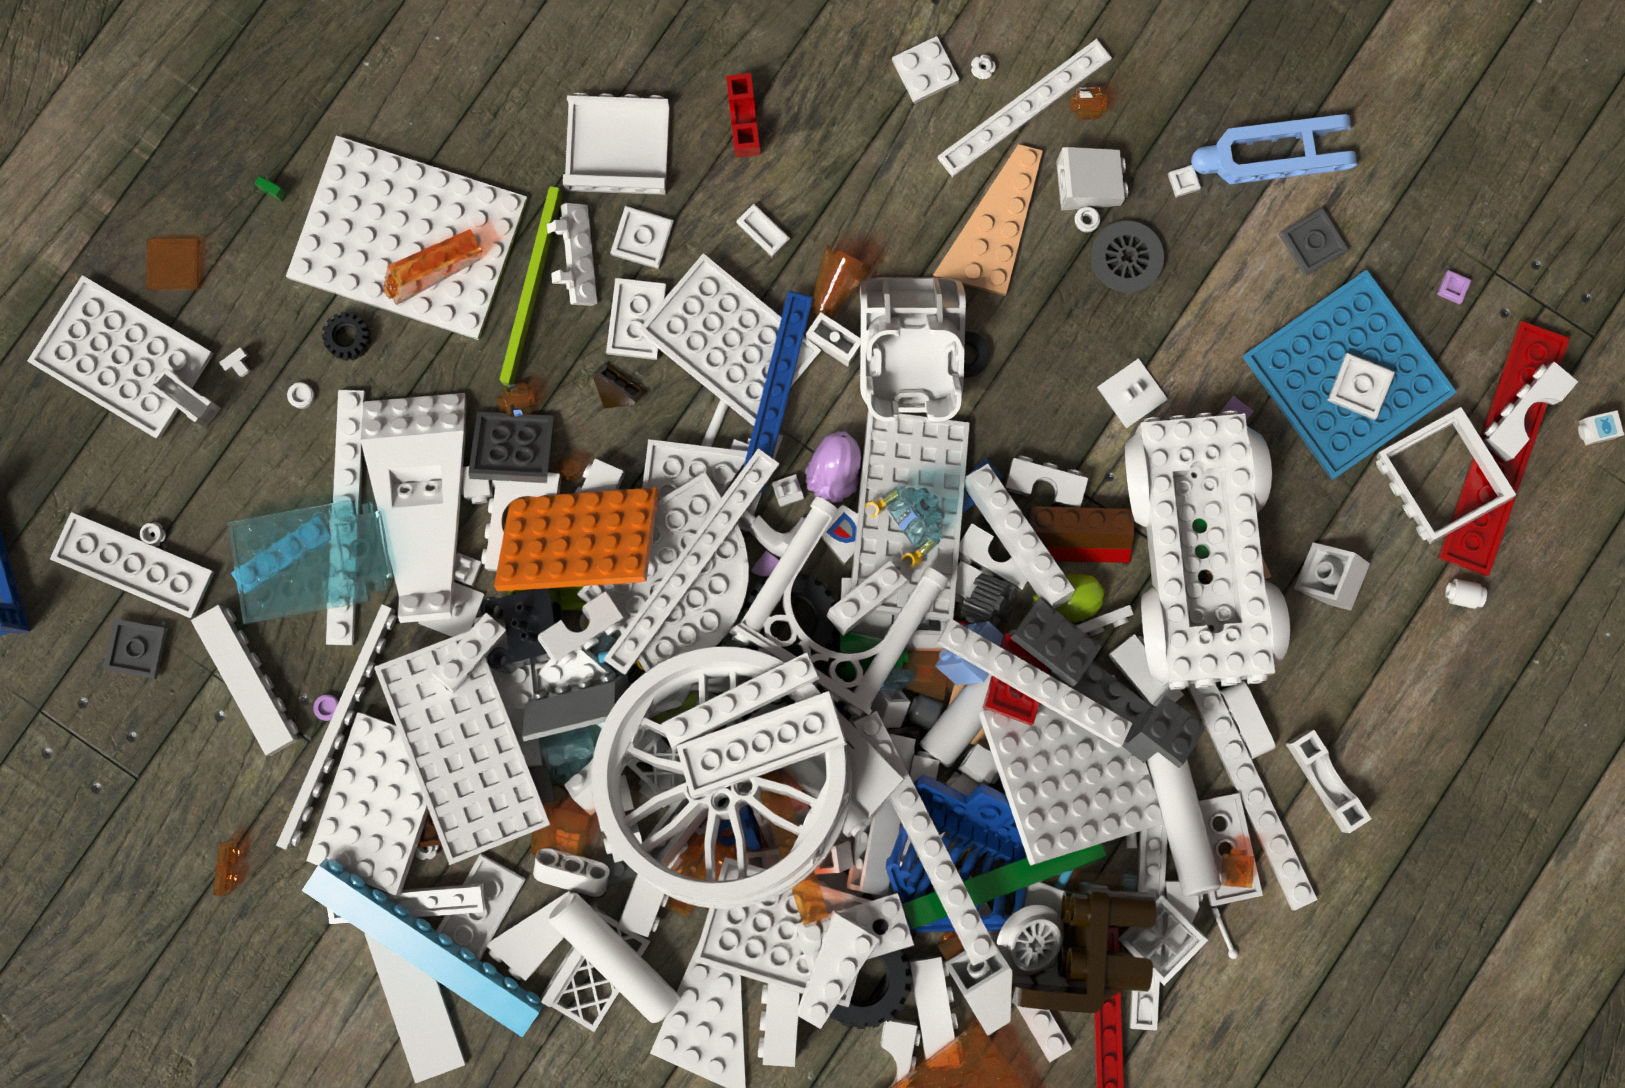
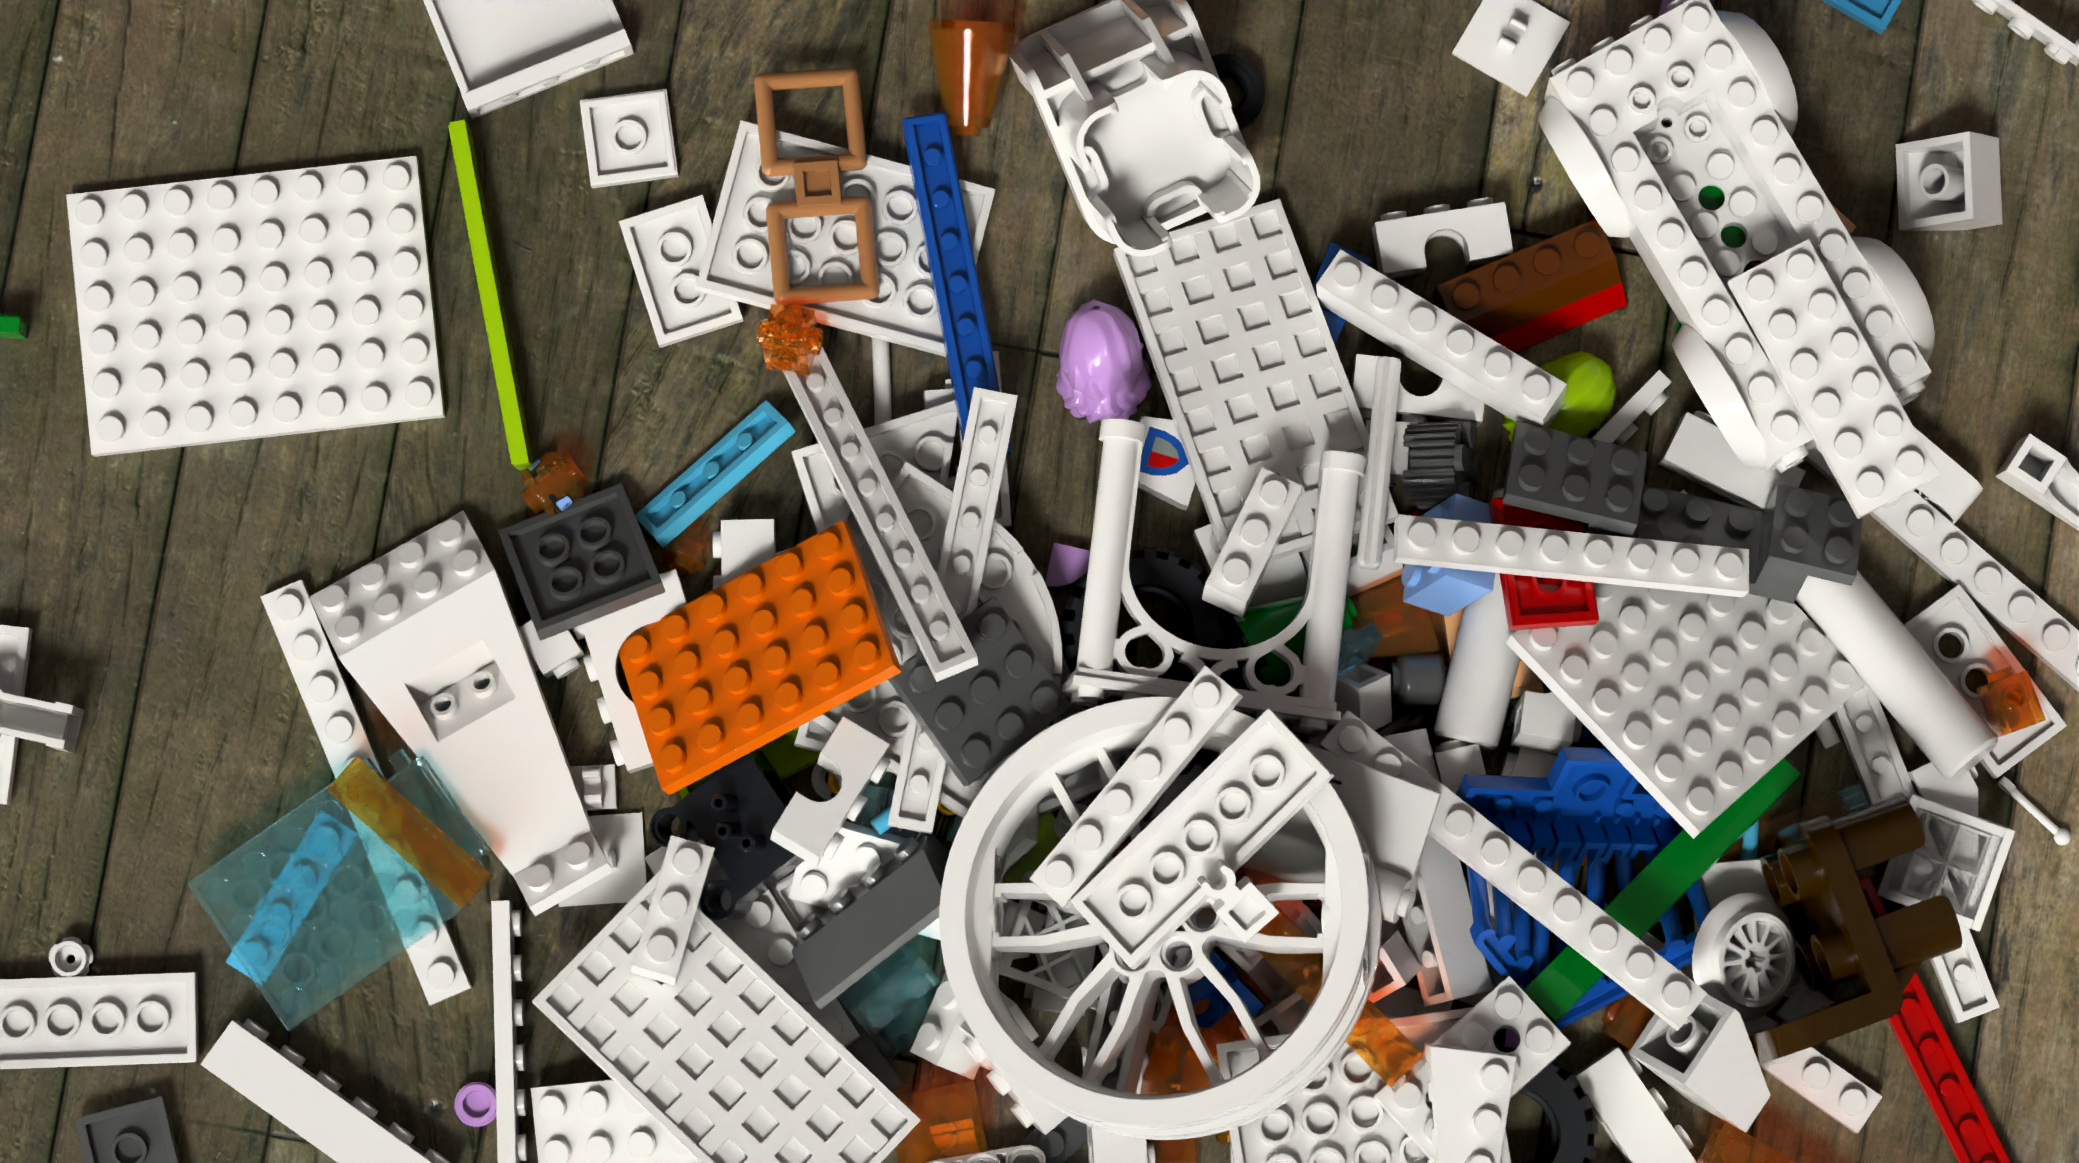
camera: 30 degrees left, 0 degrees up
(236, 362) = (76, 625): white tile -> none
(301, 395) = (203, 632): white tile -> none
(340, 322) = (260, 505): black tyre -> none
(352, 548) = (409, 832): none -> clear orange plate
(430, 266) = (320, 334): clear orange slope -> none
(578, 249) = (558, 237): white hinge -> none
(604, 433) = (714, 473): none -> medium azure plate
(616, 388) = (700, 394): dark brown slope -> none
(674, 379) = (790, 338): none -> clear orange brick
(676, 482) = (883, 520): none -> white plate
(685, 611) = (987, 708): none -> dark grey plate
(726, 306) = (816, 186): none -> medium nougat bar
(763, 230) = (814, 40): white tile -> none
(764, 790) = (1240, 904): none -> white plate
(770, 539) = (1059, 522): white animal -> none
(787, 490) = (1044, 434): white tile -> none
(834, 339) = (1009, 163): white brick -> none
(916, 515) = (1271, 381): clear light blue torso -> none
(955, 586) = (1378, 463): none -> white axle
(1219, 652) = (1833, 378): none -> white plate

